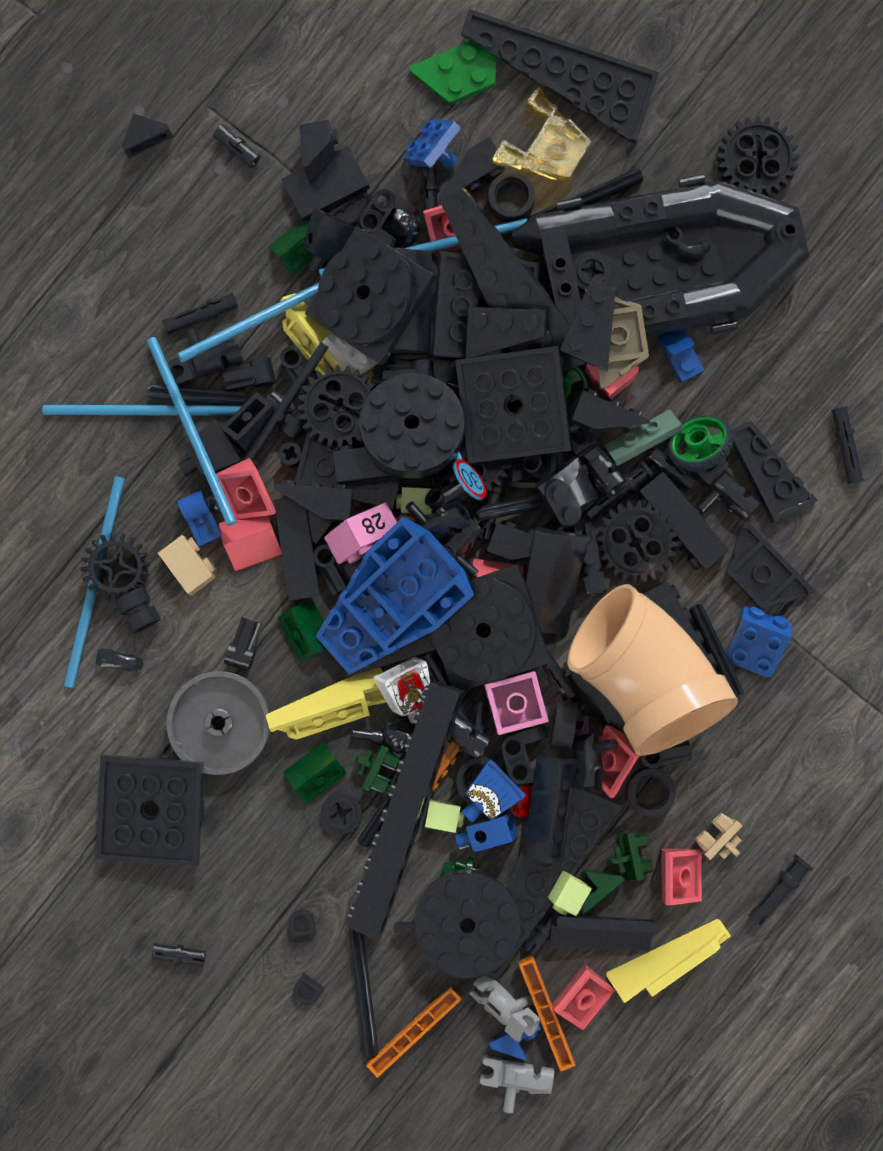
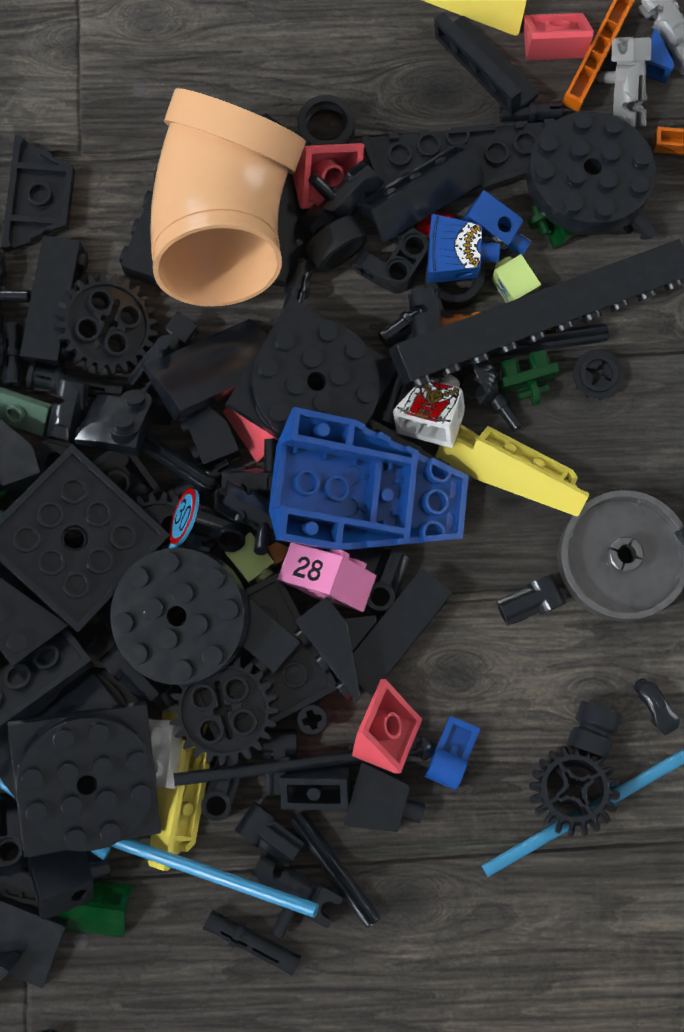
camera: 140 degrees left, 5 degrees down
(187, 564) = (506, 723): tan brick -> none
(191, 432) = (376, 838): dark azure piece -> none
(194, 410) = (400, 912): dark azure piece -> none
(250, 541) = (430, 686): coral slope -> none
(301, 628) = (466, 559): dark green panel -> none
(314, 772) = (585, 431): dark green panel -> none
(516, 702) = (357, 299): bright pink brick -> none
(568, 894) = (481, 111): yellowish green brick -> none
(604, 882) = (445, 94): dark green slope -> none
(628, 858) = (400, 96): dark green hips -> none
(681, 876) = (377, 41): coral slope -> none
(712, 845) = (311, 31): tan hips -> none
(715, 648) = (143, 183): black axle -> none
(759, 641) = (104, 145): blue bracket -> none

